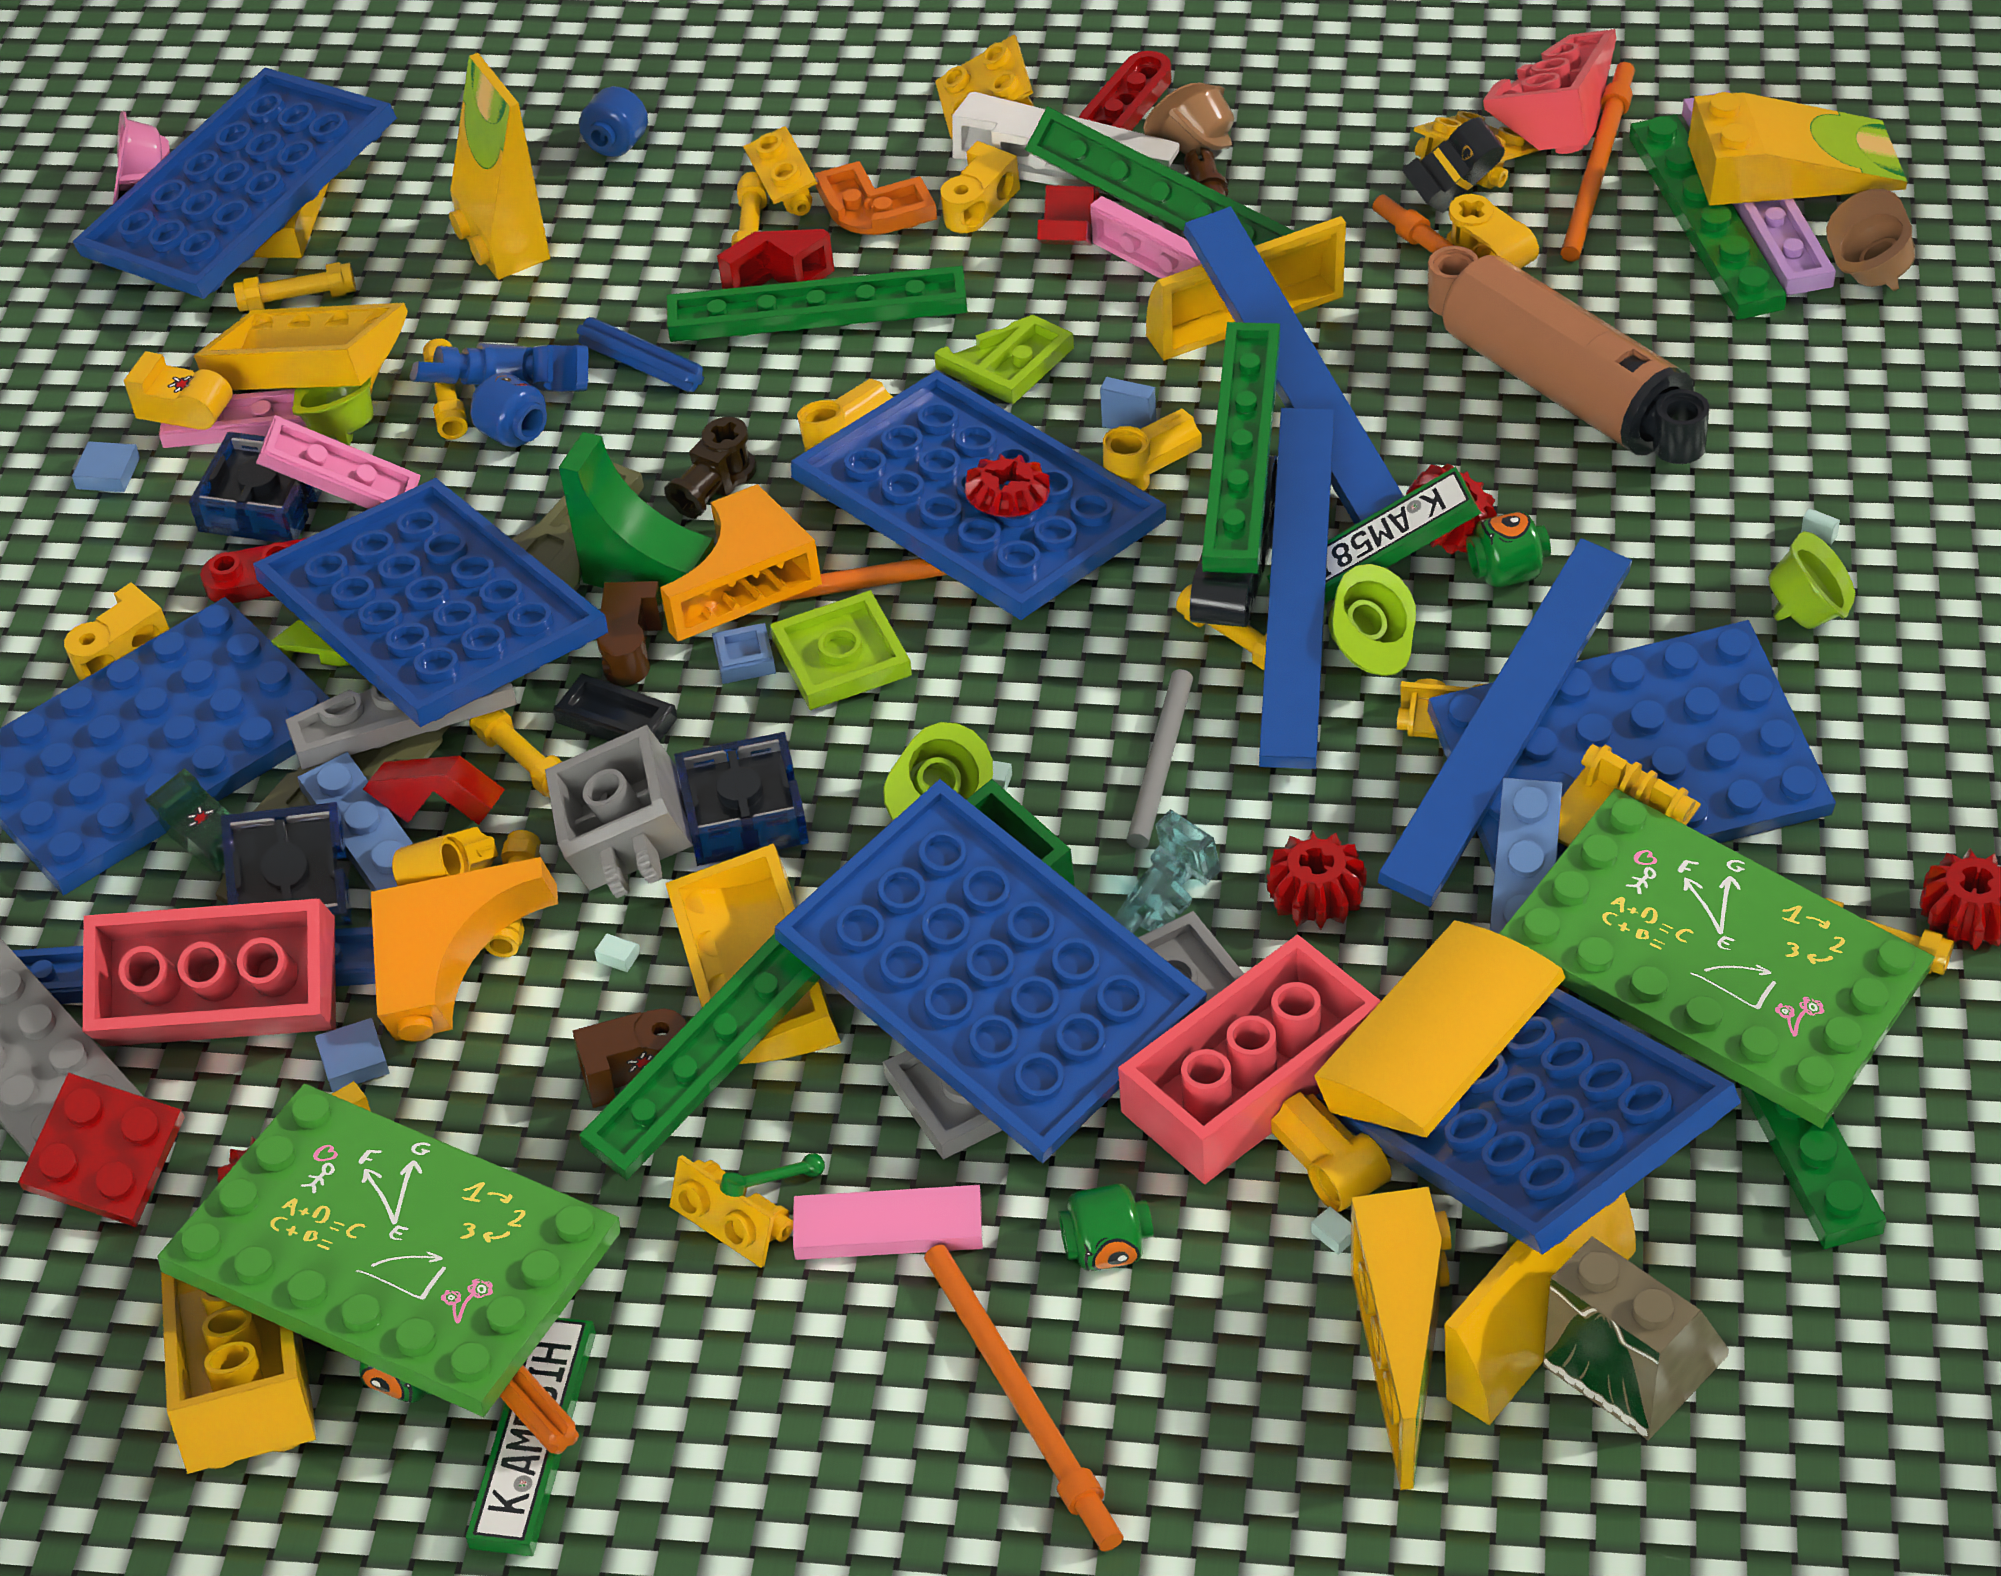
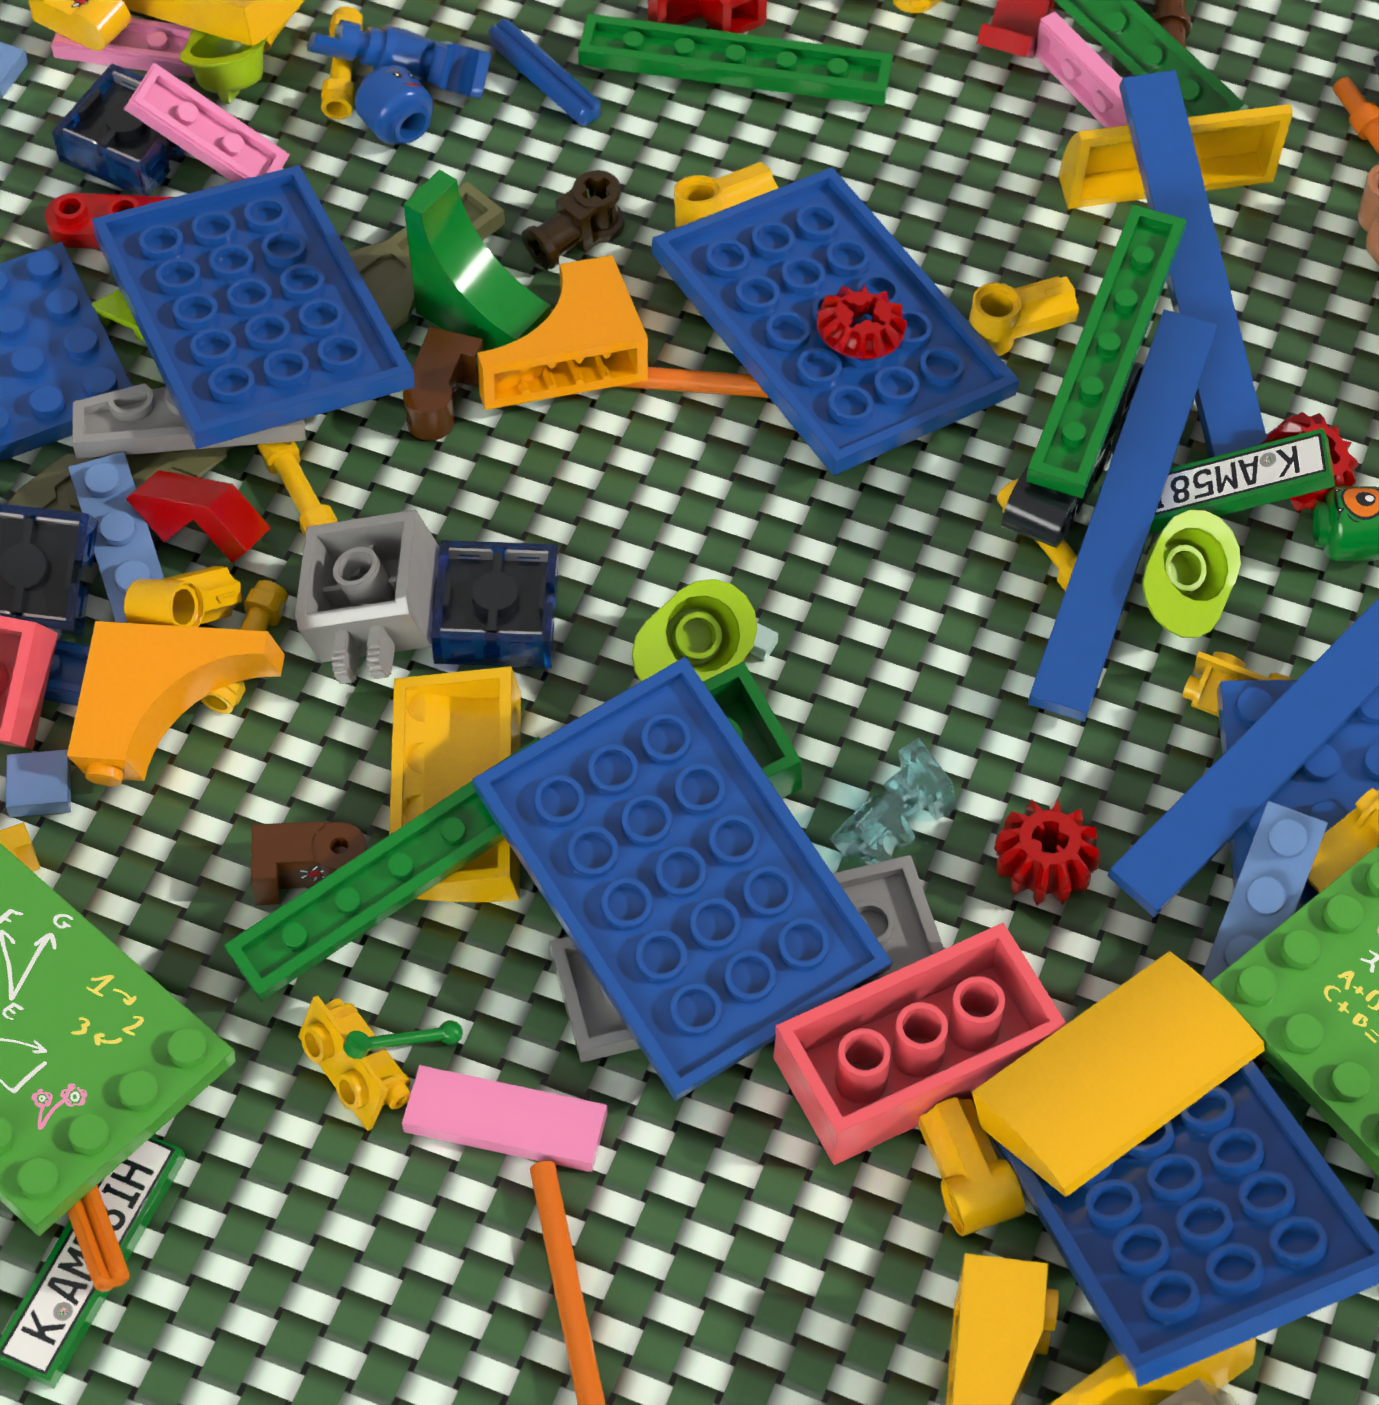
camera: 10 degrees right, 10 degrees up
(611, 710) = (403, 470): black tile -> none
(617, 952) = (328, 739): light aqua piece -> none
(743, 653) = (549, 435): medium blue tile -> none
(840, 650) = (645, 459): lime plate -> none
(1009, 358) = (910, 169): lime wing -> none
(1105, 1227) = (717, 1189): green head -> none
(1127, 404) = (1013, 256): medium blue tile -> none
(1159, 759) = (930, 667): light grey bar -> none
(1332, 1230) = (948, 1252): light aqua piece -> none

